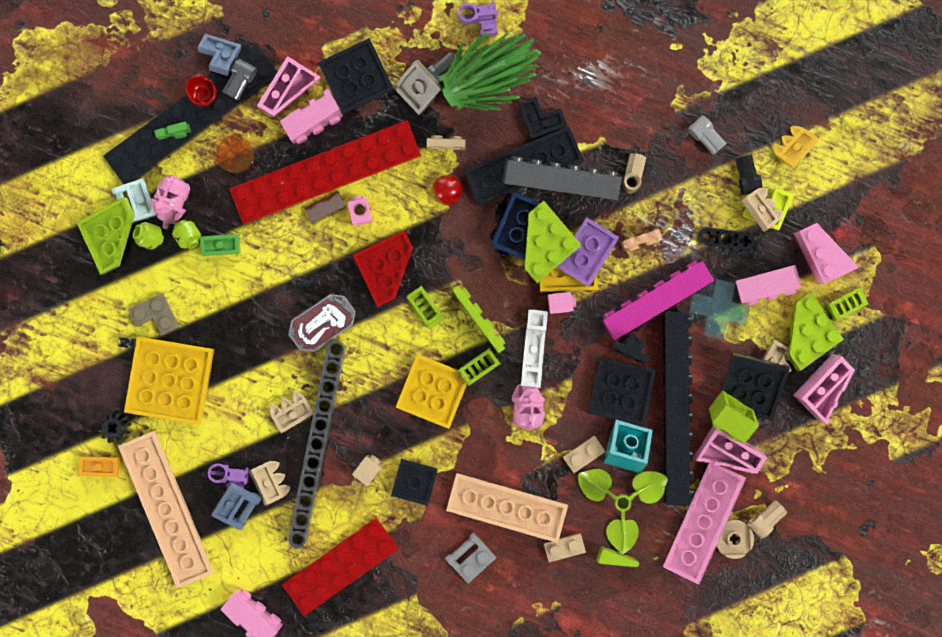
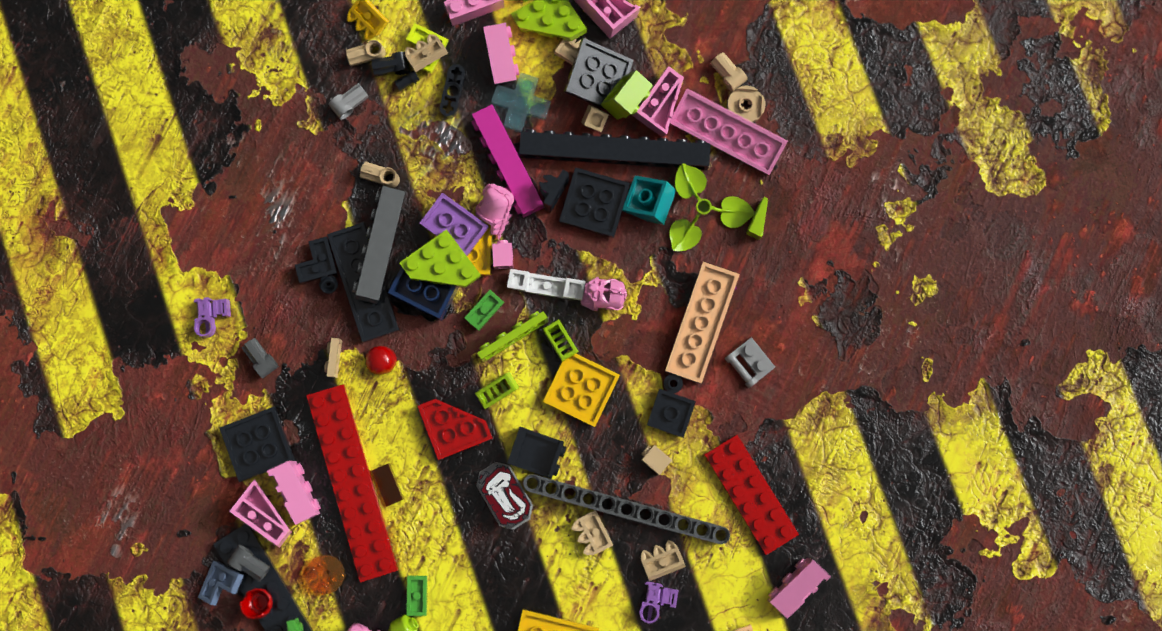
camera: 85 degrees left, 5 degrees down
(230, 504) = (681, 601): sand blue plate -> none
(362, 219) = (402, 449): bright pink brick -> none
(366, 351) = (536, 453): none -> black panel
(418, 87) = (274, 381): dark tan plate -> none
(439, 486) = (667, 383): none -> black plate
(488, 73) = (264, 315): bright green plant -> none
(504, 288) = (484, 310): none -> bright green plate
(514, 132) = (328, 288): none -> black plate
(566, 547) = (745, 267): tan plate -> none
(584, 454) = (654, 244): tan plate -> none
(607, 292) = (495, 208): none -> bright pink helmet
(648, 238) = (446, 164): light nougat plate -> none
(707, 385) = (594, 118): none -> tan brick
(733, 192) = (407, 80): none -> black pin
(758, 146) = (364, 53): none -> tan piece

